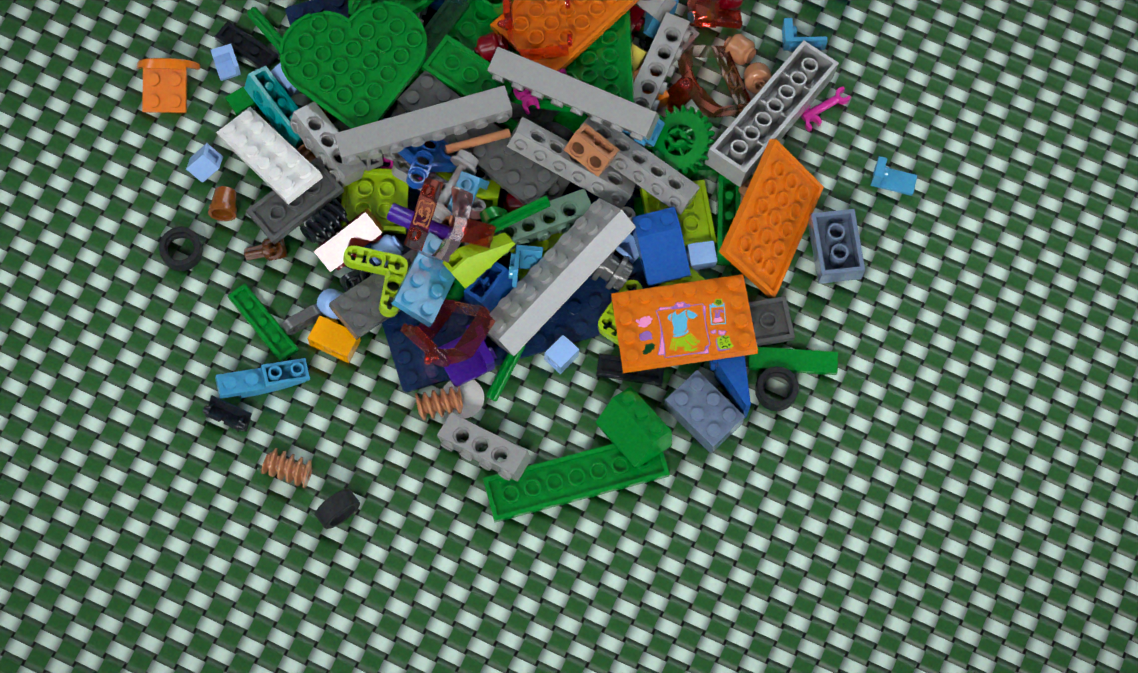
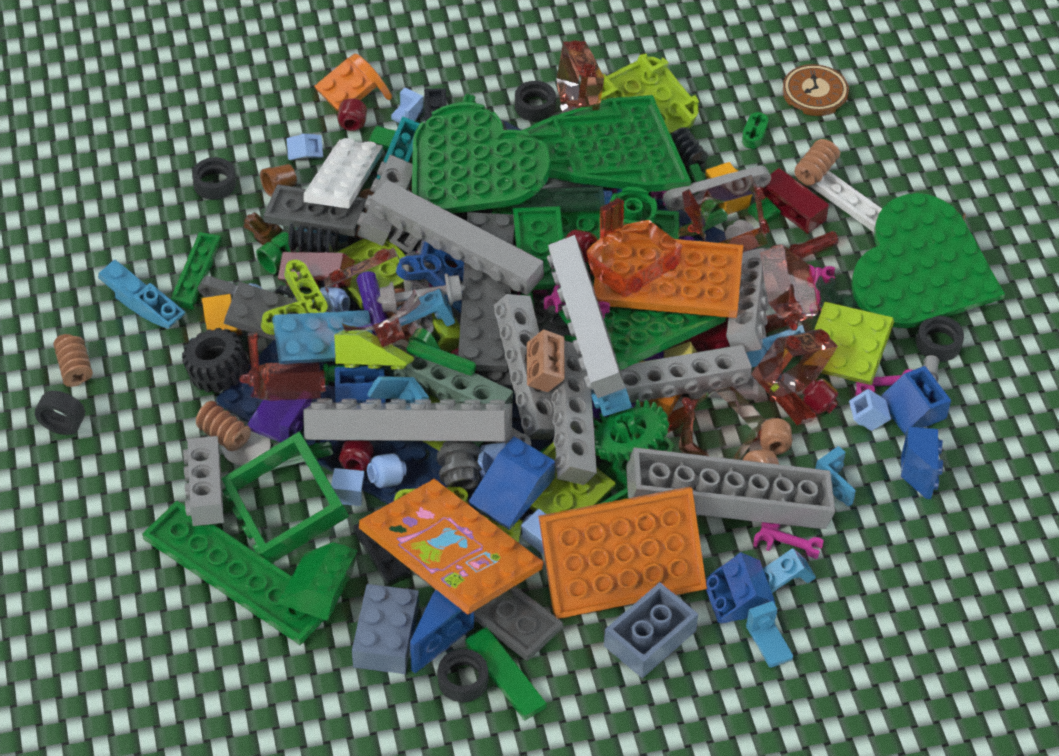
camera: 55 degrees right, 20 degrees down
(201, 106) = (352, 114): none -> dark red head
(229, 413) = (89, 293): black hinge -> none
(301, 254) = (271, 252): none -> green wheel
(359, 358) = (215, 360): none -> black tyre
(476, 141) = (476, 282): nougat bar -> none
(546, 443) = (304, 530): none -> green window
(548, 333) = (356, 454): none -> dark red head
(573, 319) = (386, 470): none -> light blue head
(843, 168) = (737, 588): none -> blue slope
(850, 133) = (786, 568): none -> dark azure bracket

